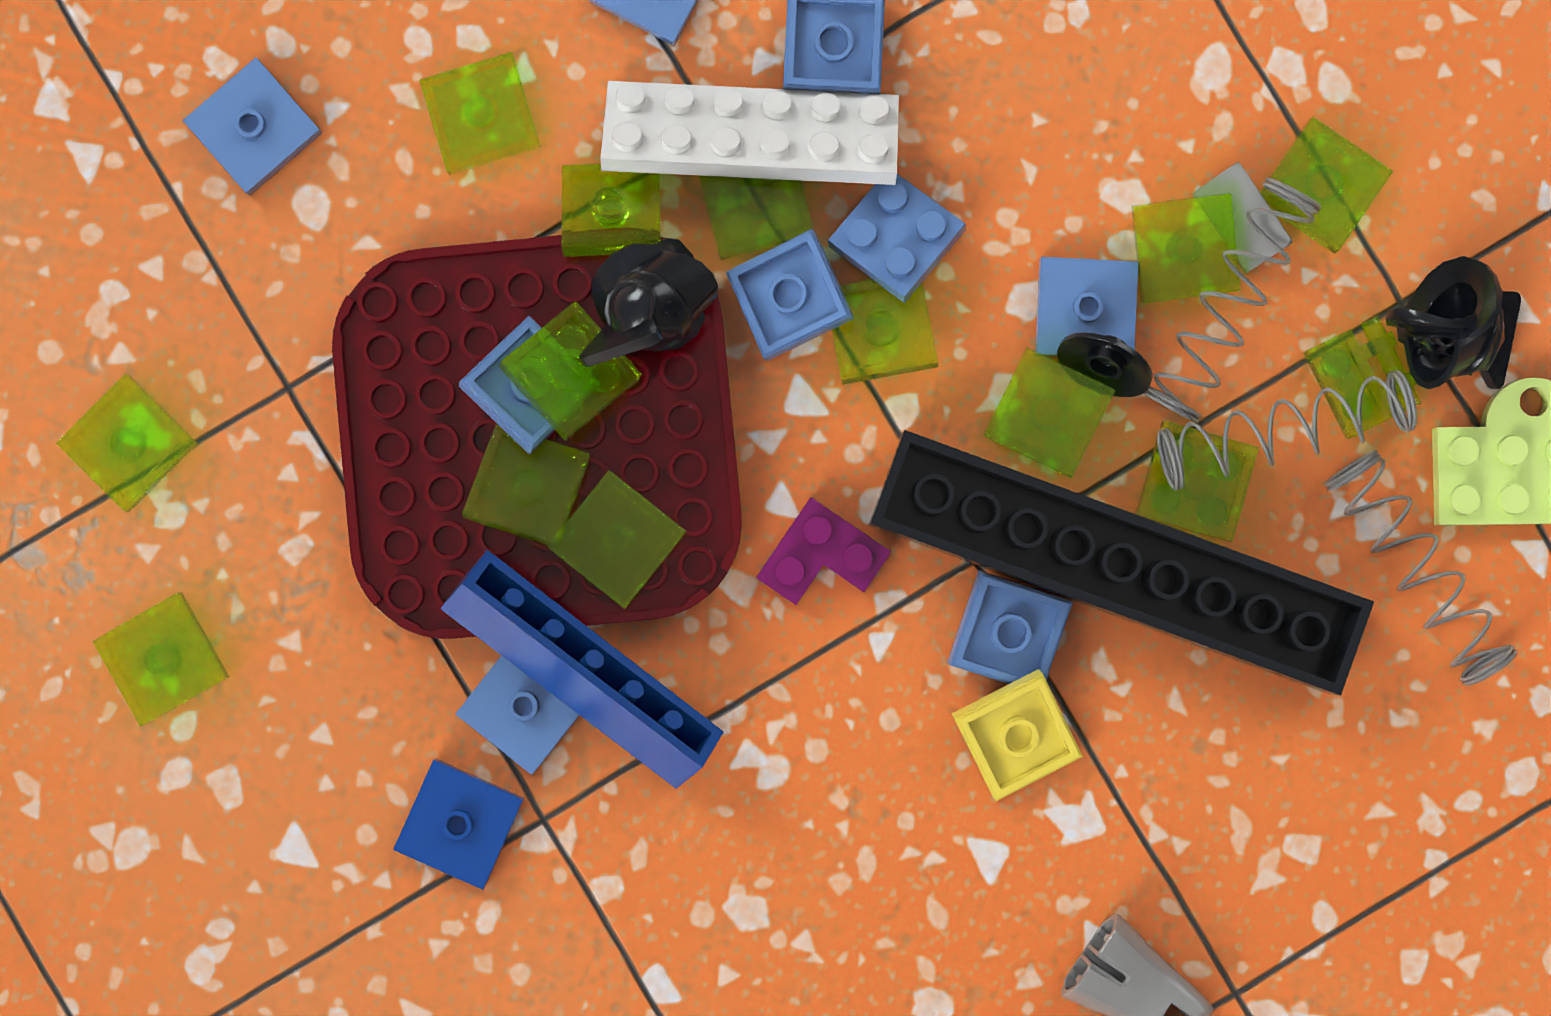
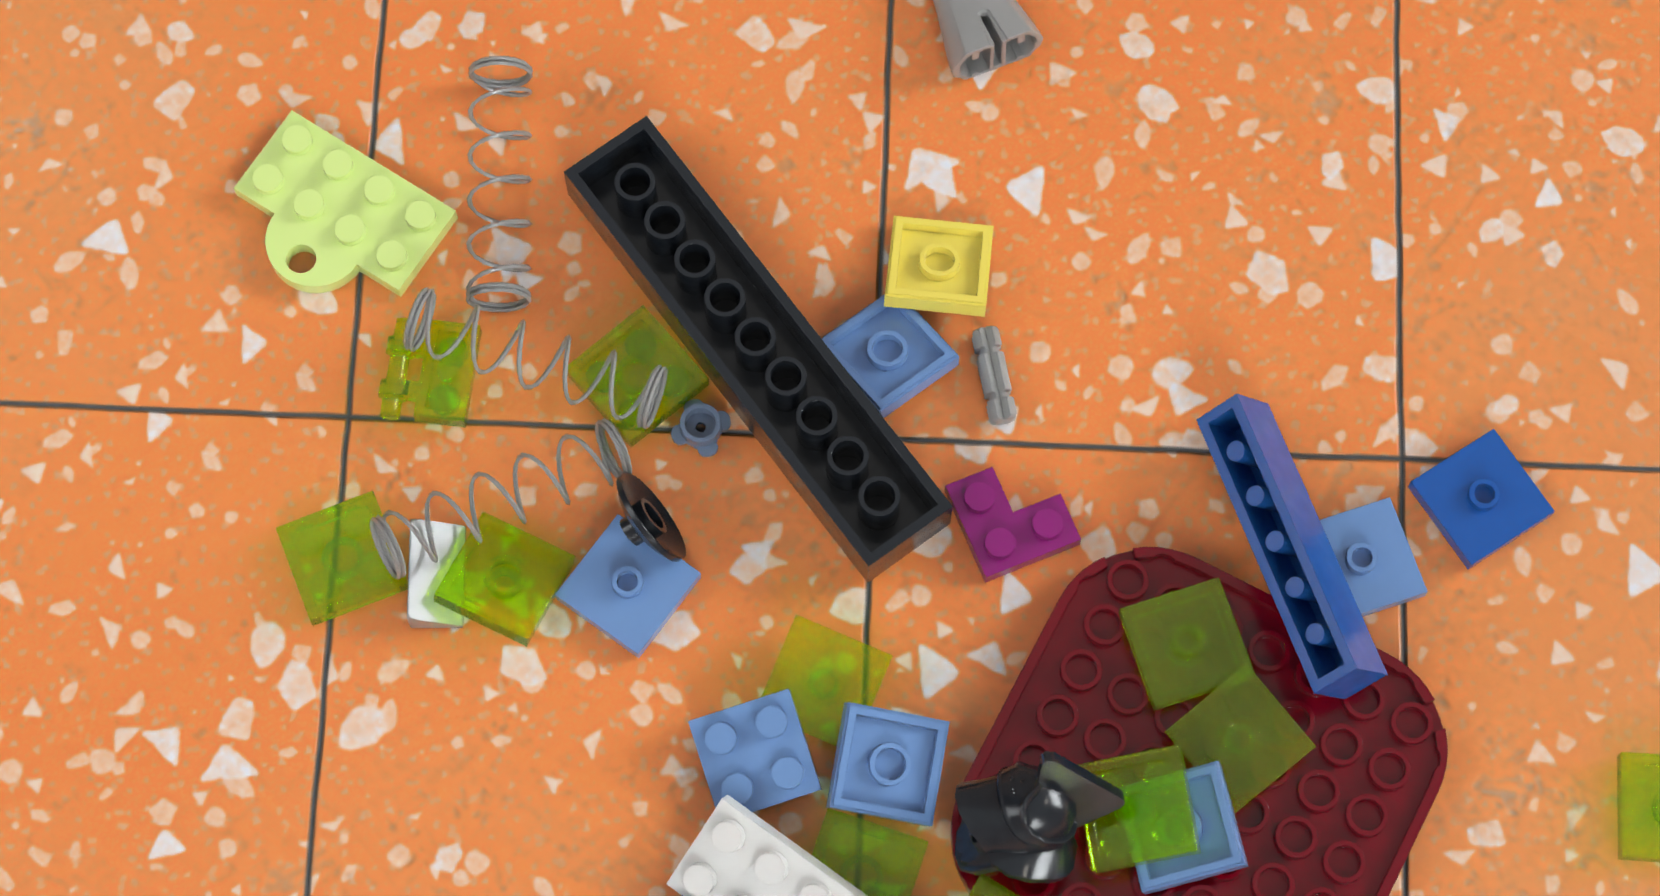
camera: 145 degrees left, 15 degrees down
(912, 672) = (994, 375): none -> light grey axle
(1049, 412) = (724, 515): clear neon green plate -> none
(1127, 464) = (700, 413): none -> sand blue plate
(1458, 324) = (323, 358): black helmet -> none

